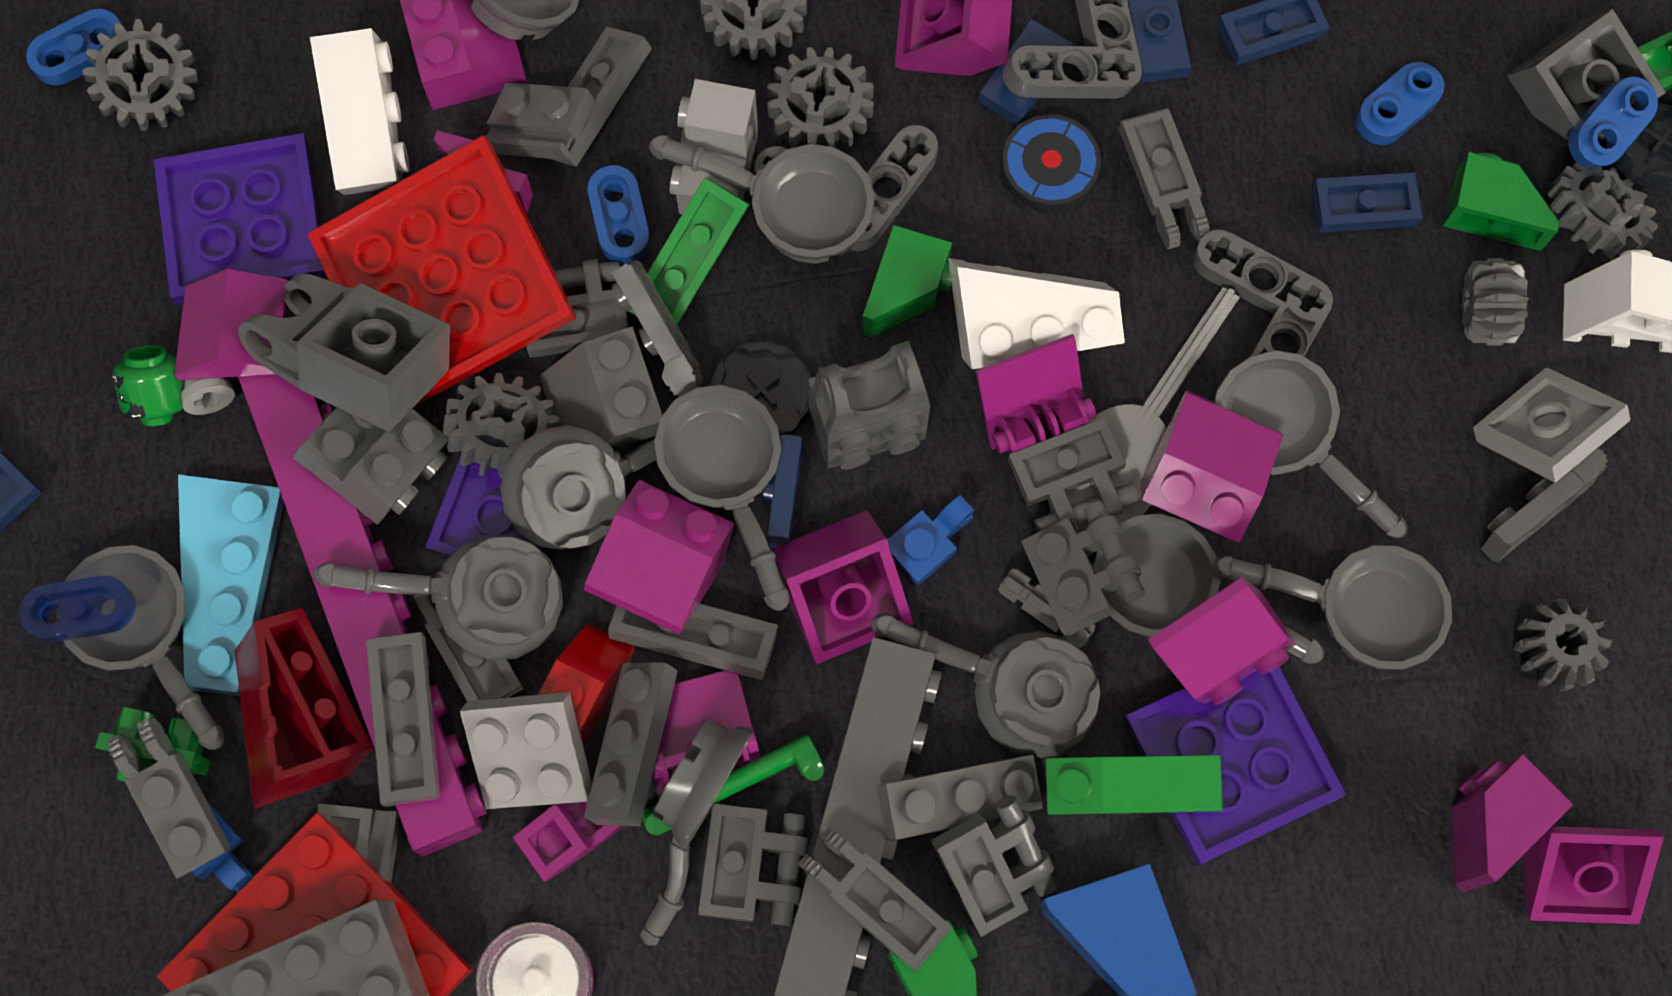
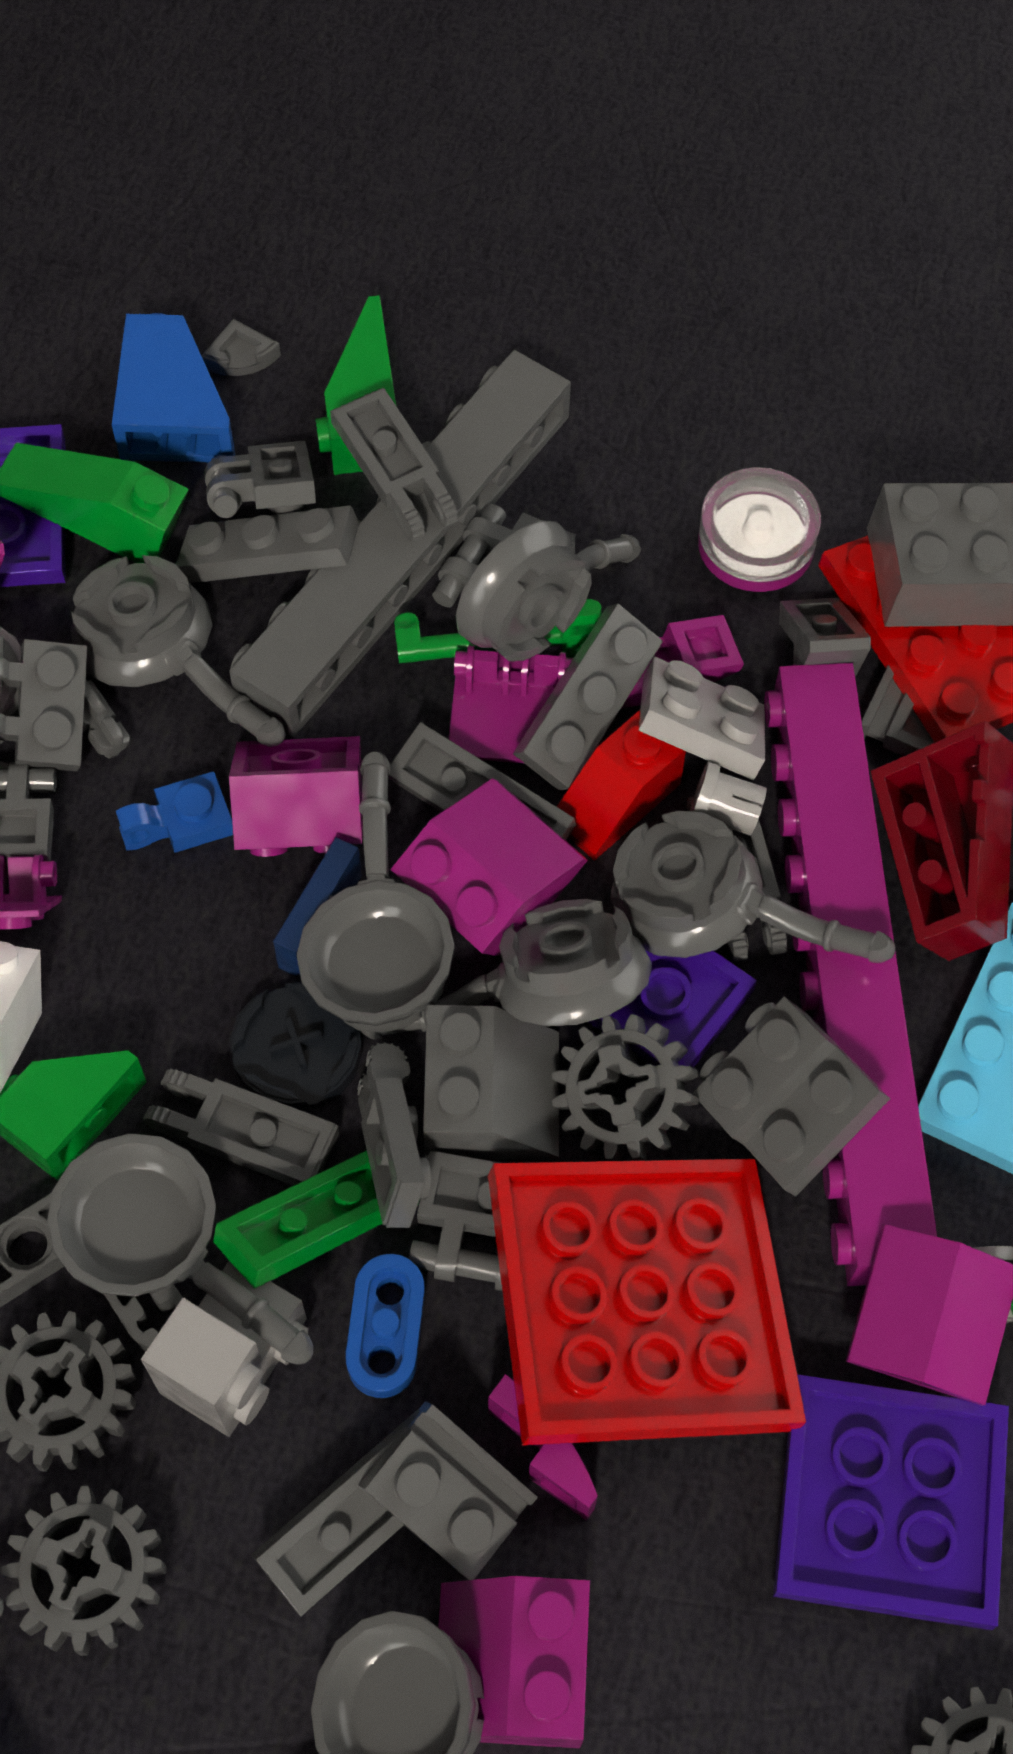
camera: 160 degrees left, 10 degrees down
(352, 348) = (796, 1225): dark grey brick -> none
(359, 111) = (689, 1596): white wedge -> none
(402, 719) = (829, 774): dark grey plate -> none
(448, 884) = (824, 632): none -> dark grey slope
(485, 676) = (728, 799): none -> light grey bush
(771, 313) = (246, 1128): none -> dark grey hinge
(869, 408) = (178, 933): dark grey brick -> none

